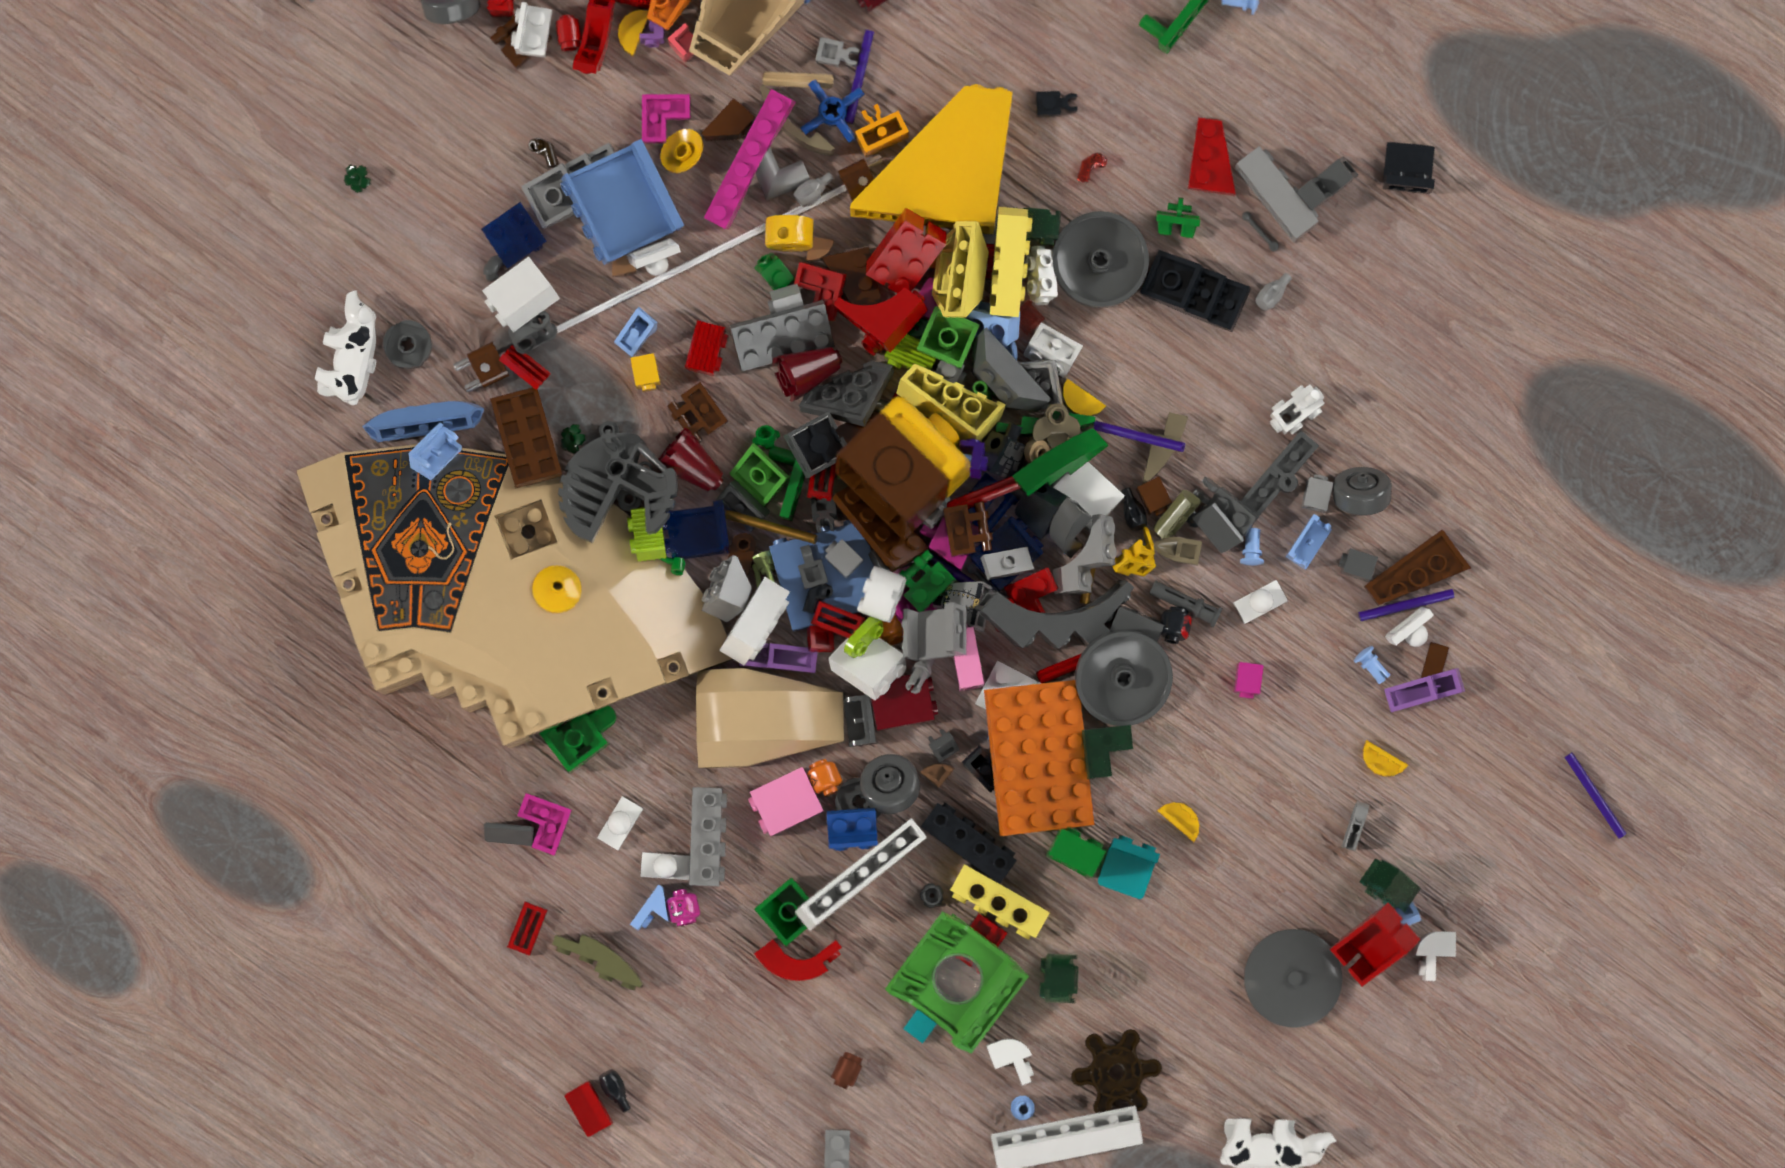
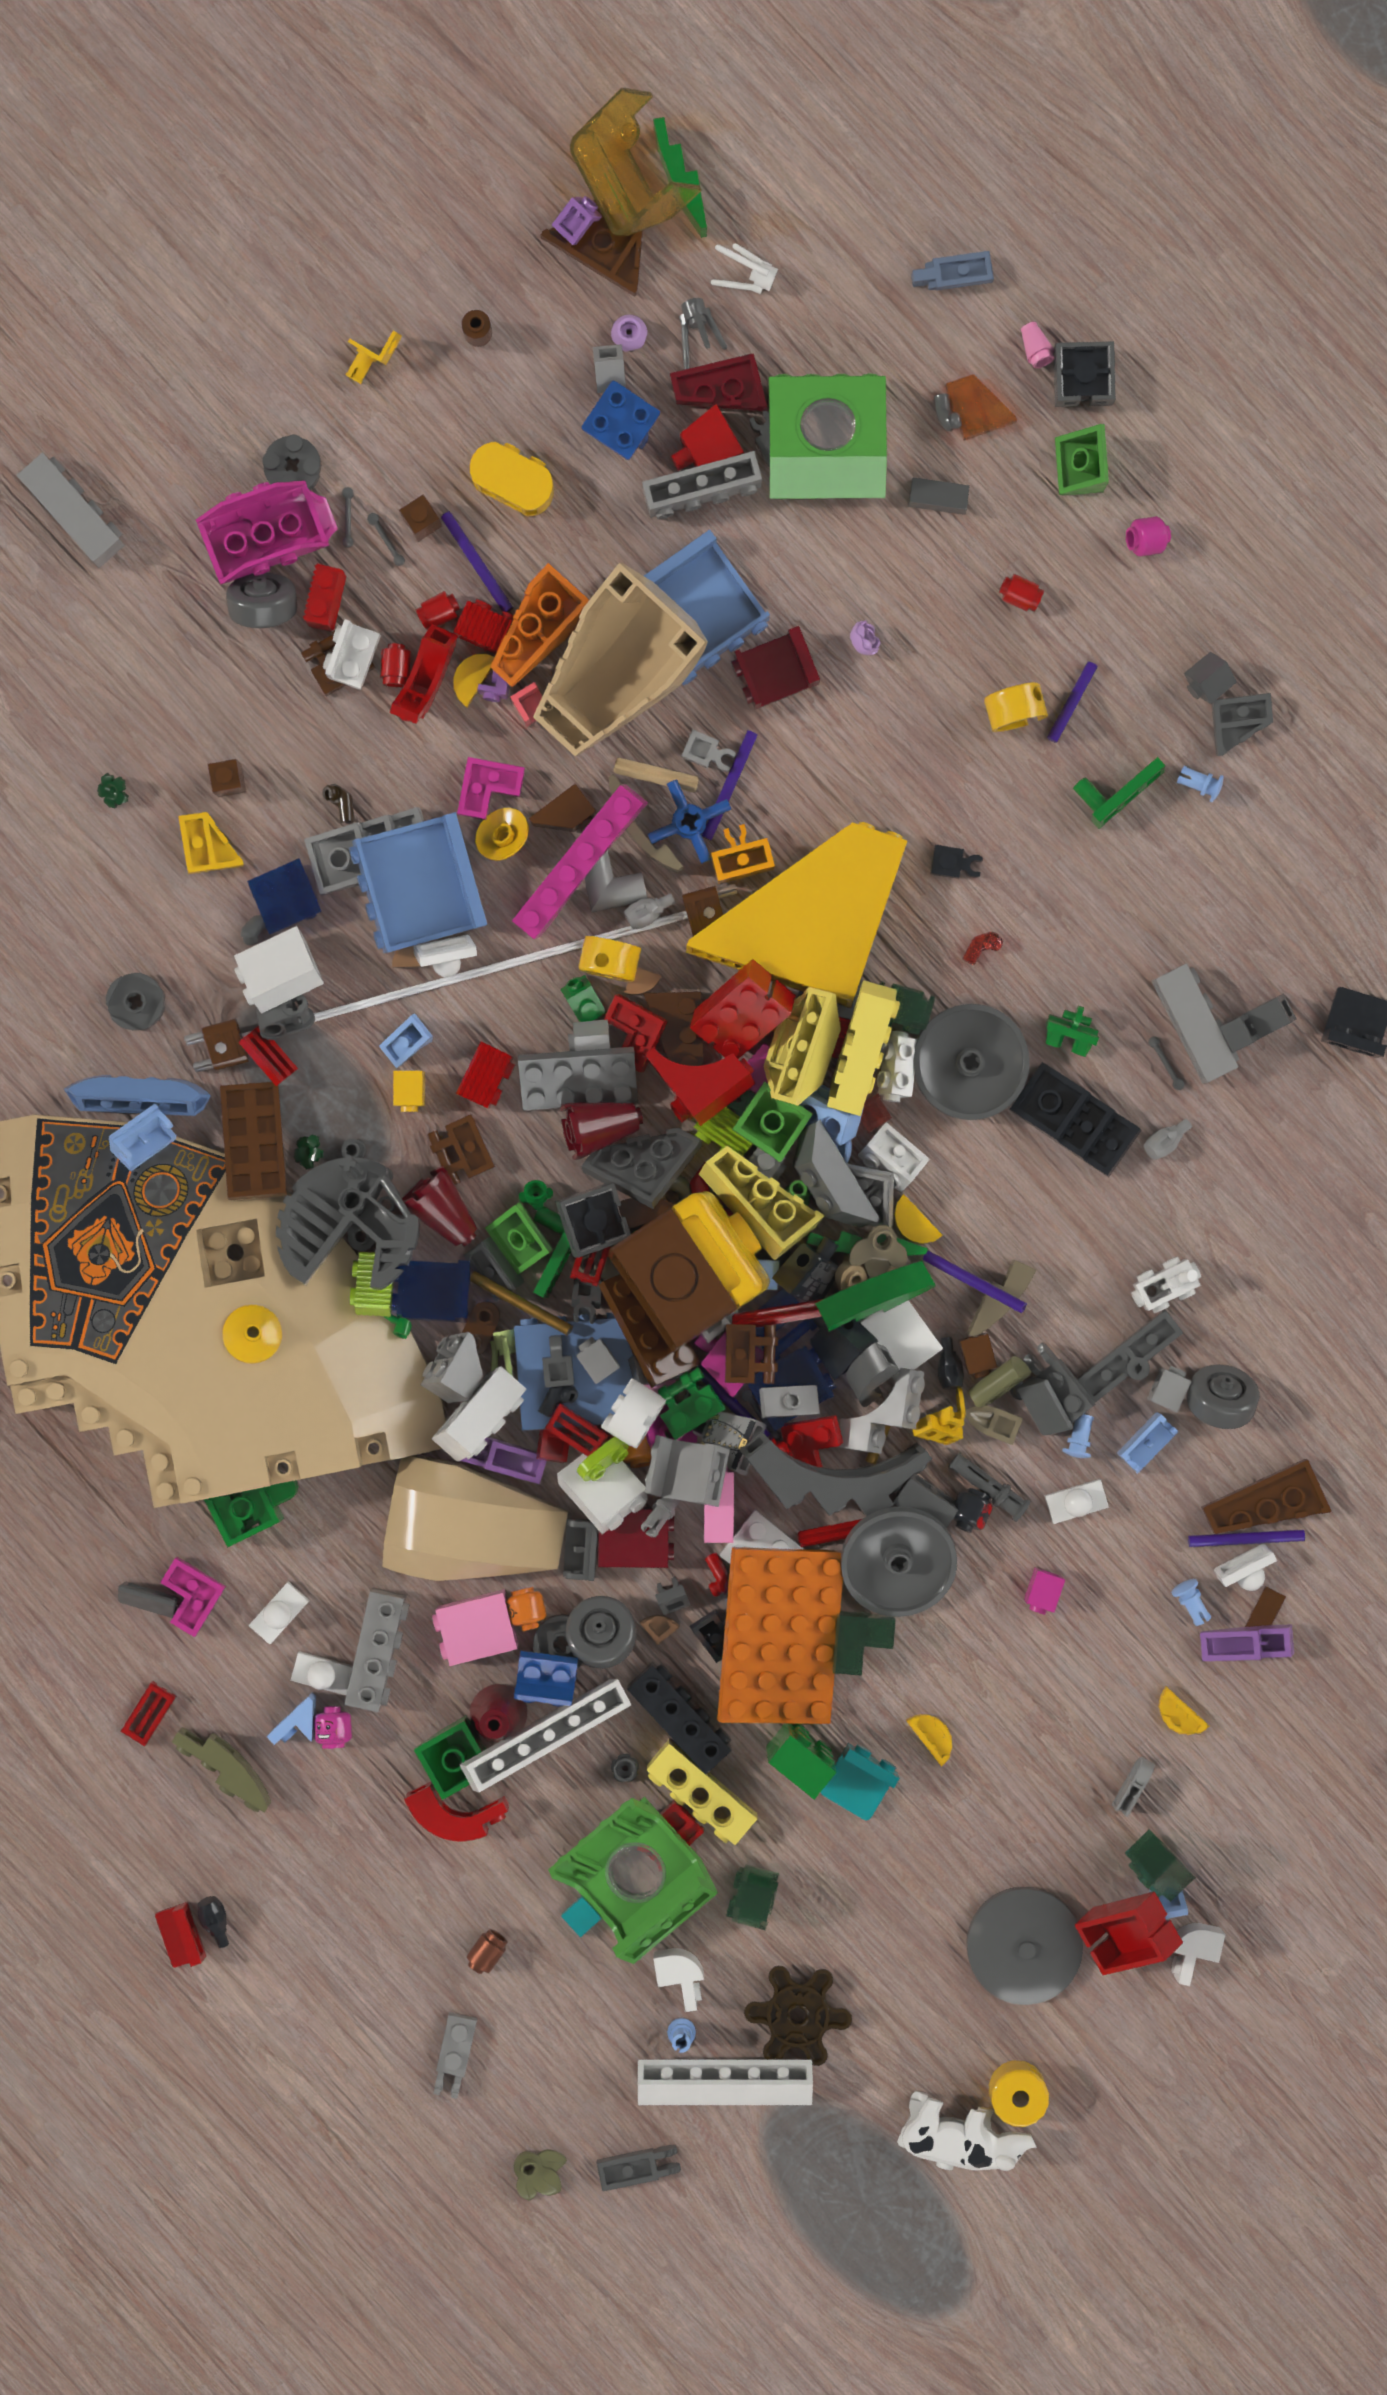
camera: 10 degrees right, 5 degrees up
(353, 353) = (69, 999): white animal -> none
(441, 207) = (205, 845): none -> yellow wing
(448, 149) = (227, 778): none -> reddish brown brick
(813, 856) = (497, 1713): none -> dark red cone
(978, 460) = (779, 1279): dark purple bracket -> none
(979, 718) = (719, 1572): none -> red arm
(1210, 159) = (1125, 966): red wing -> none
(1299, 1095) = (1016, 2077): none -> yellow piece
(1358, 564) = (1200, 1481): dark grey brick -> none

